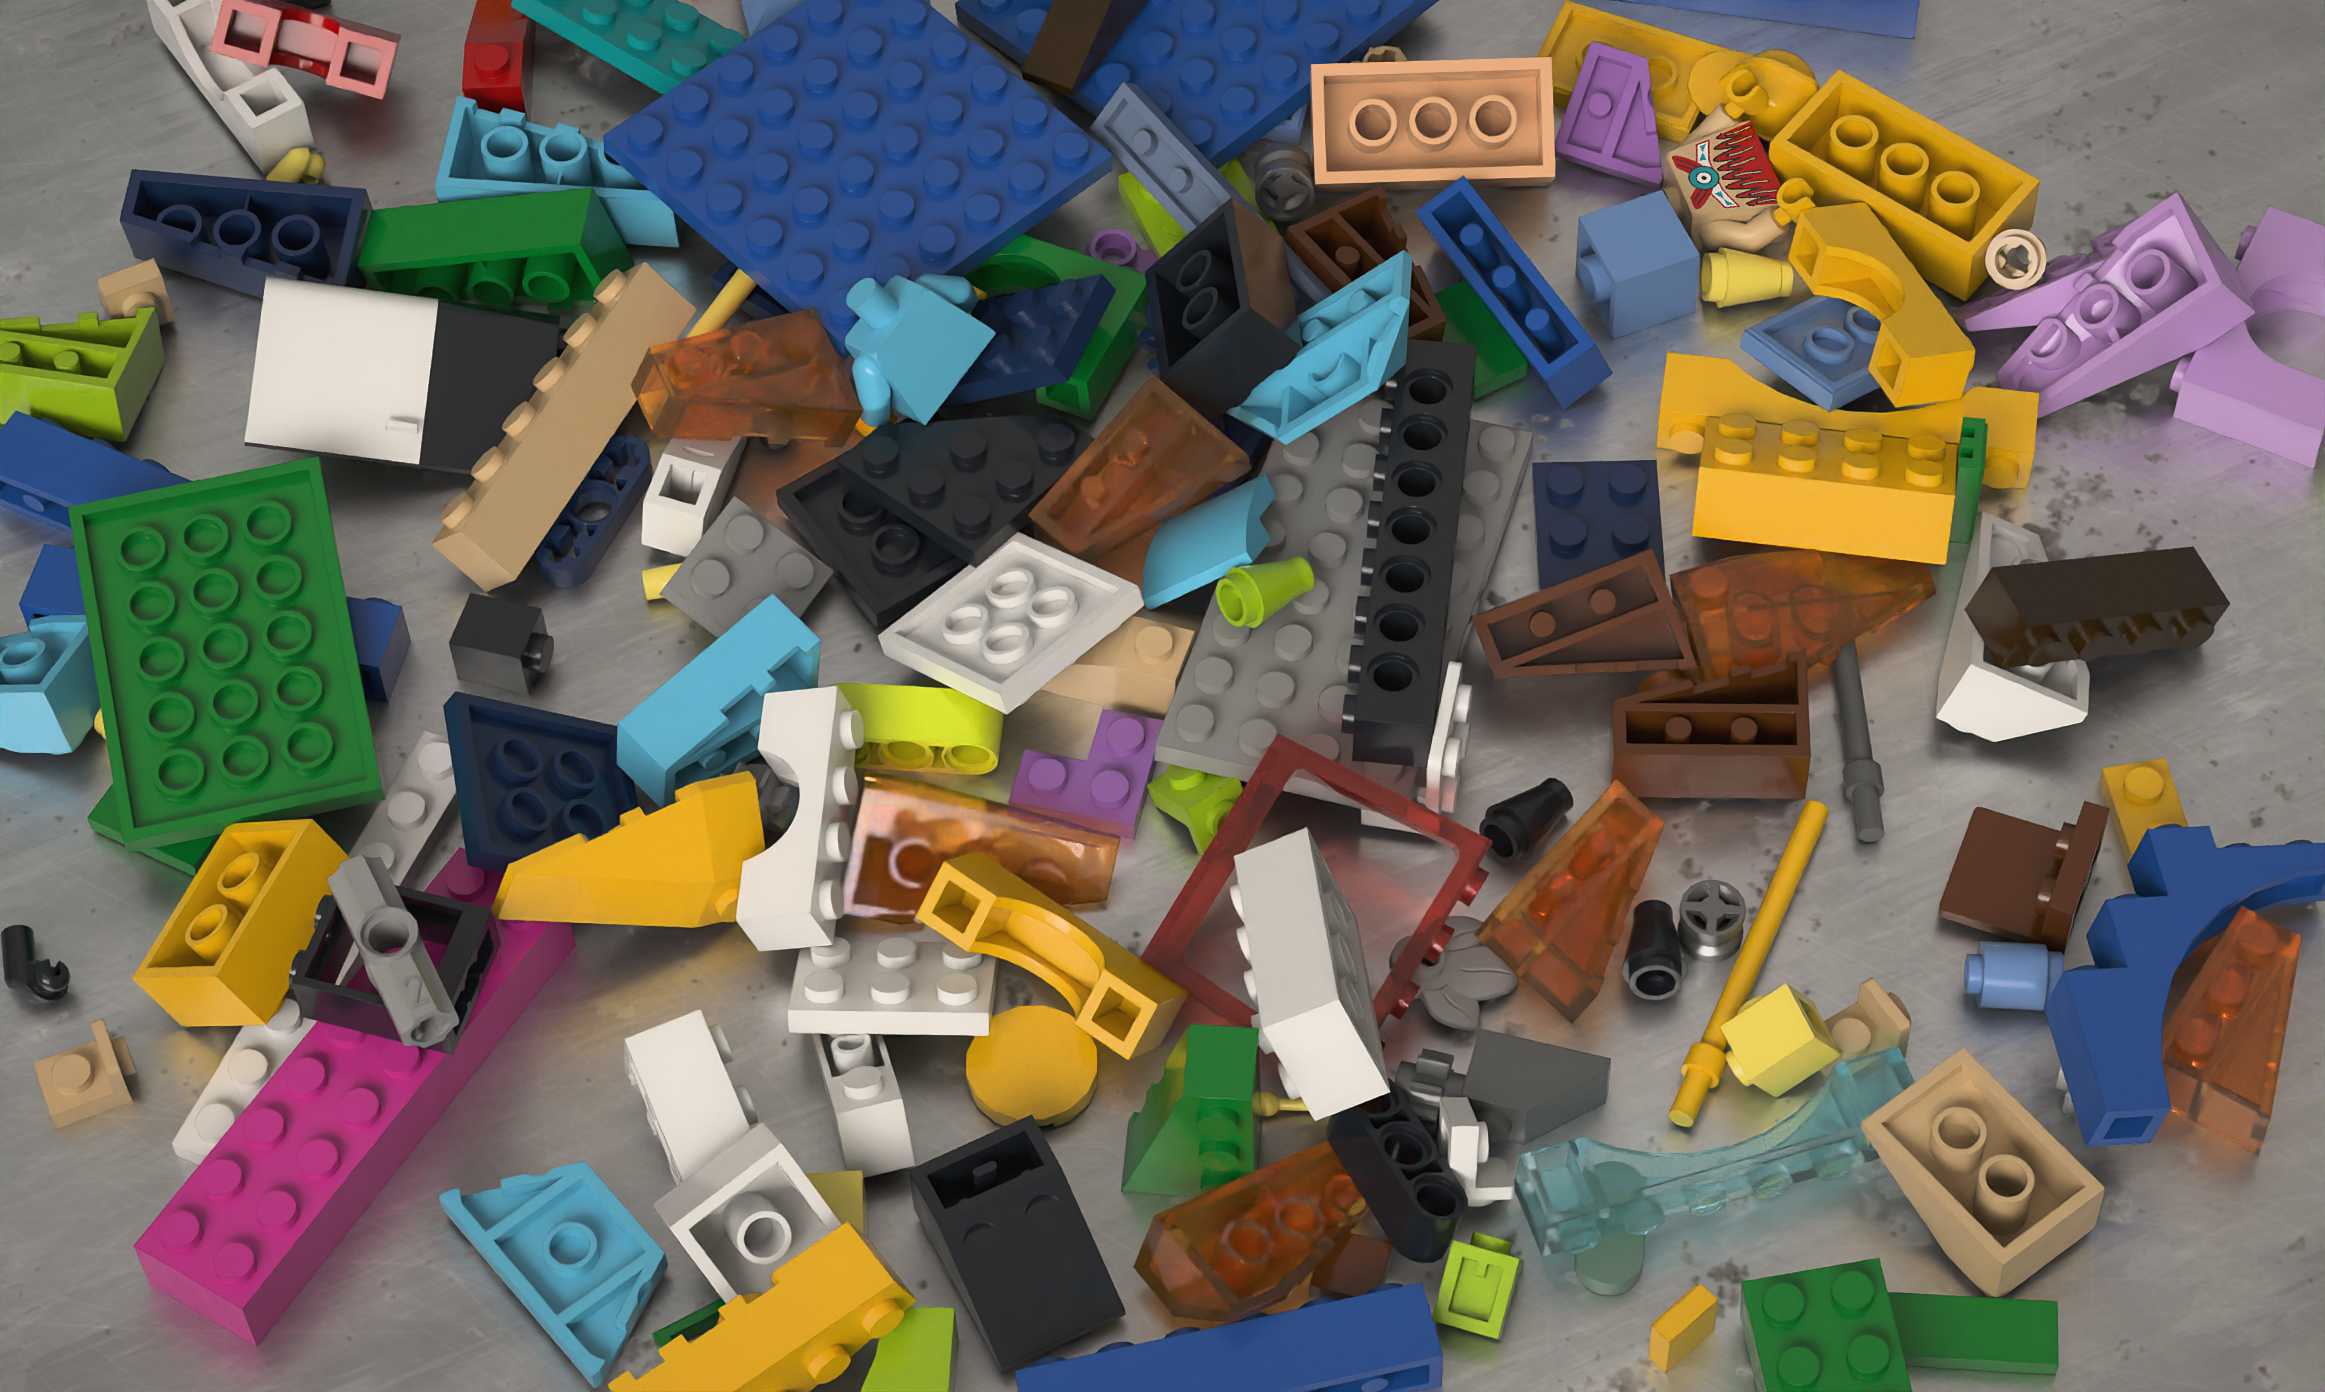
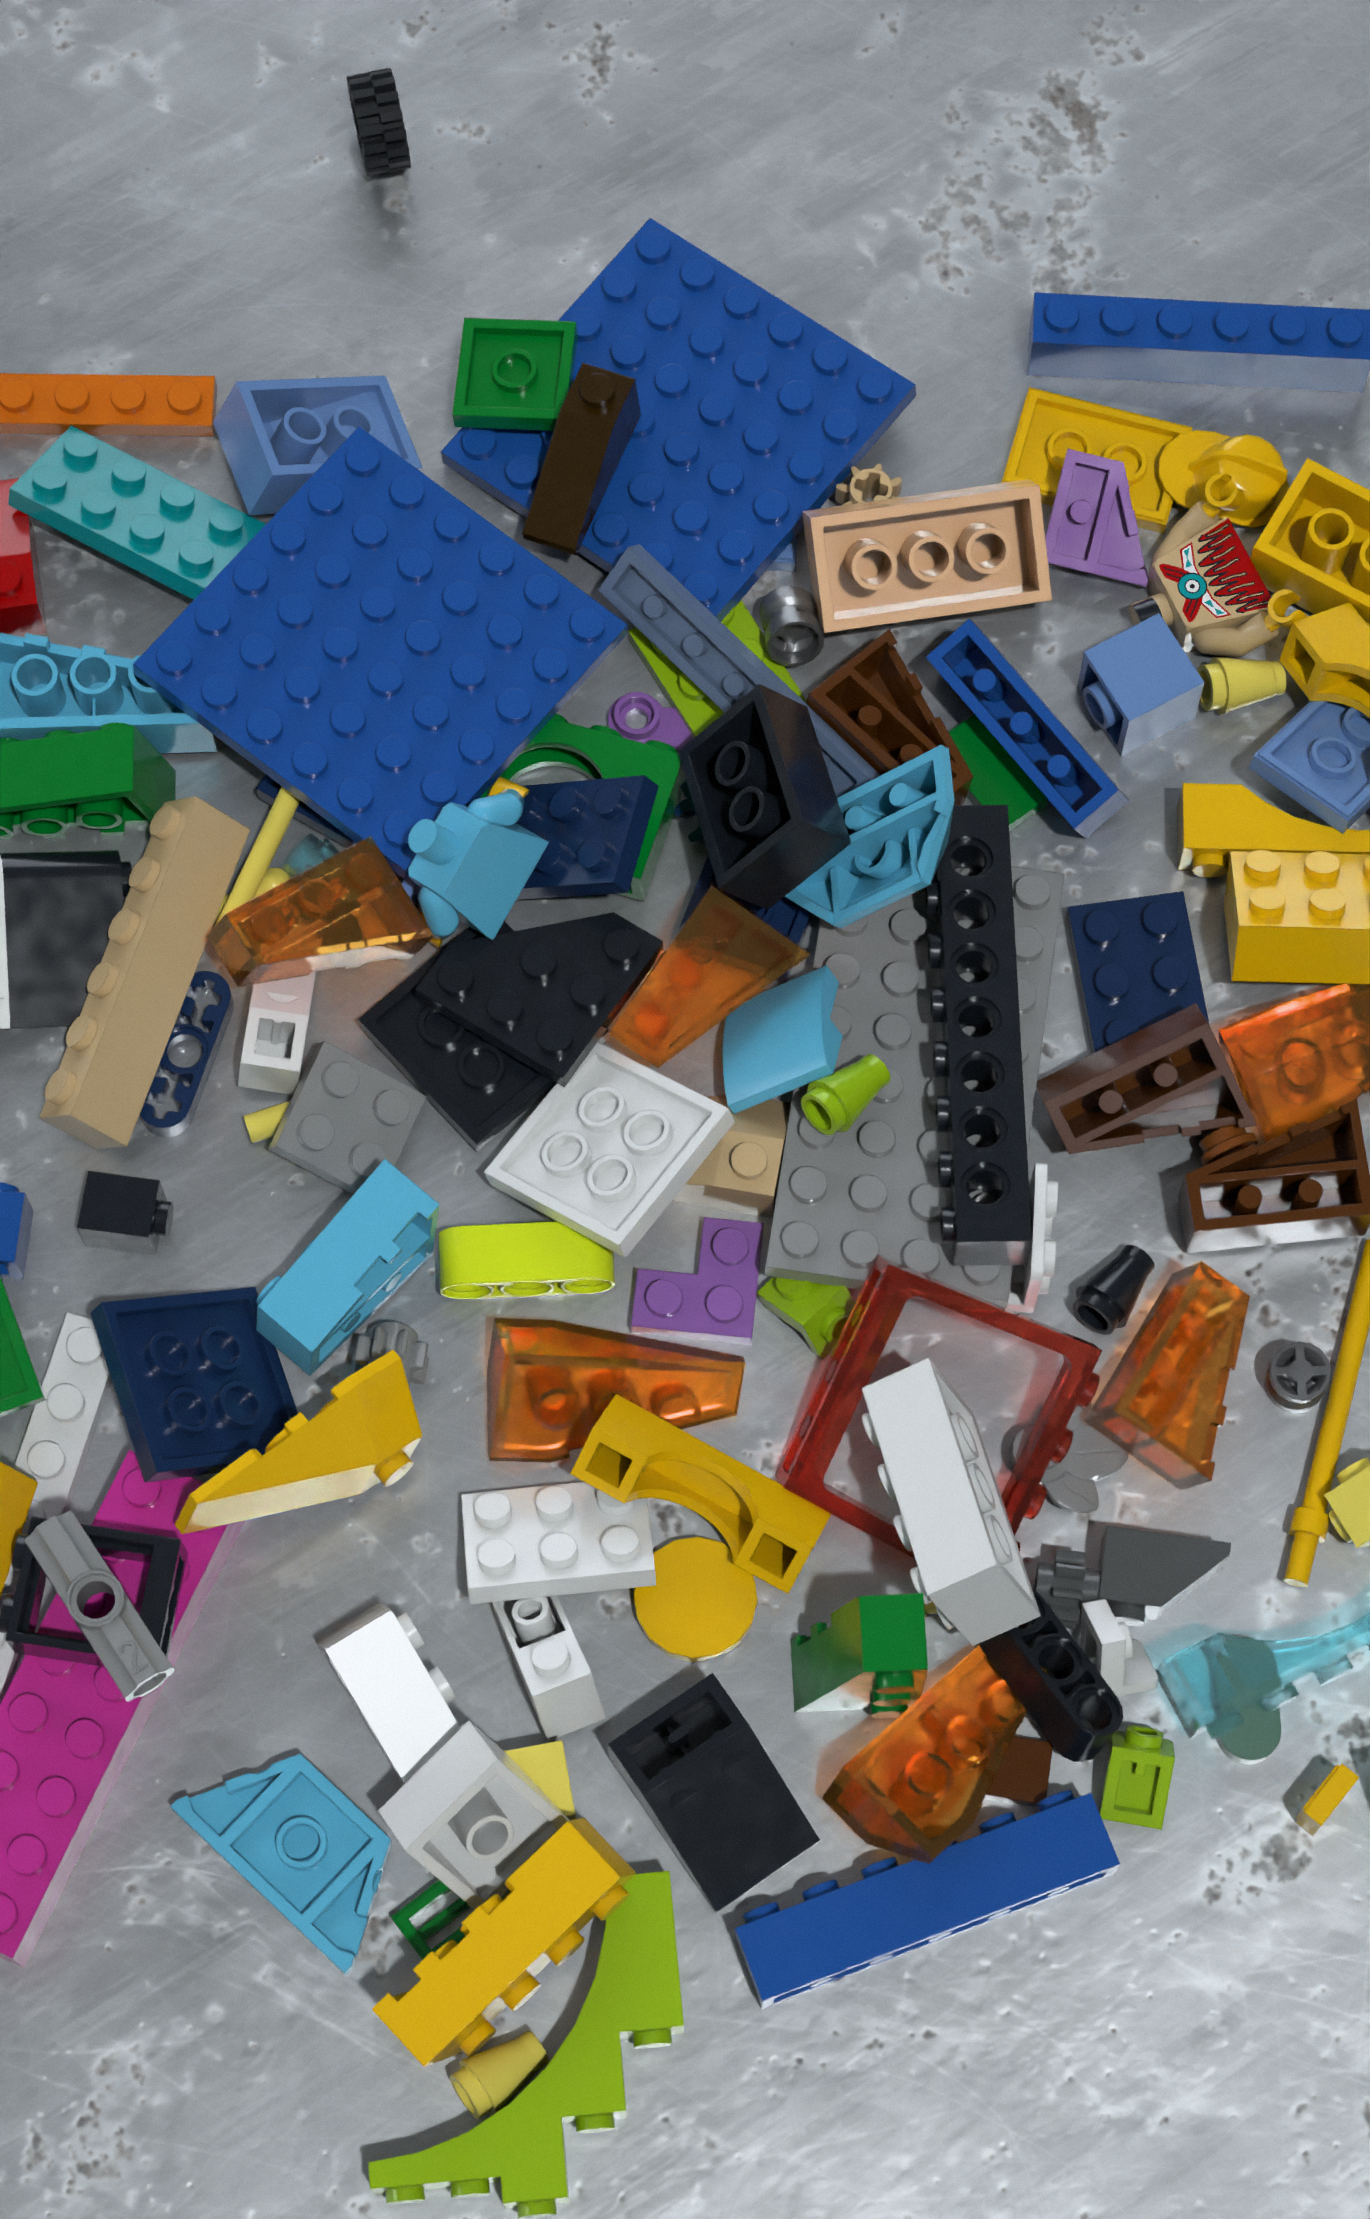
camera: 10 degrees left, 15 degrees up
(794, 887) = (452, 1457): white arch -> none
(1654, 954) = (1250, 1417): black cone -> none

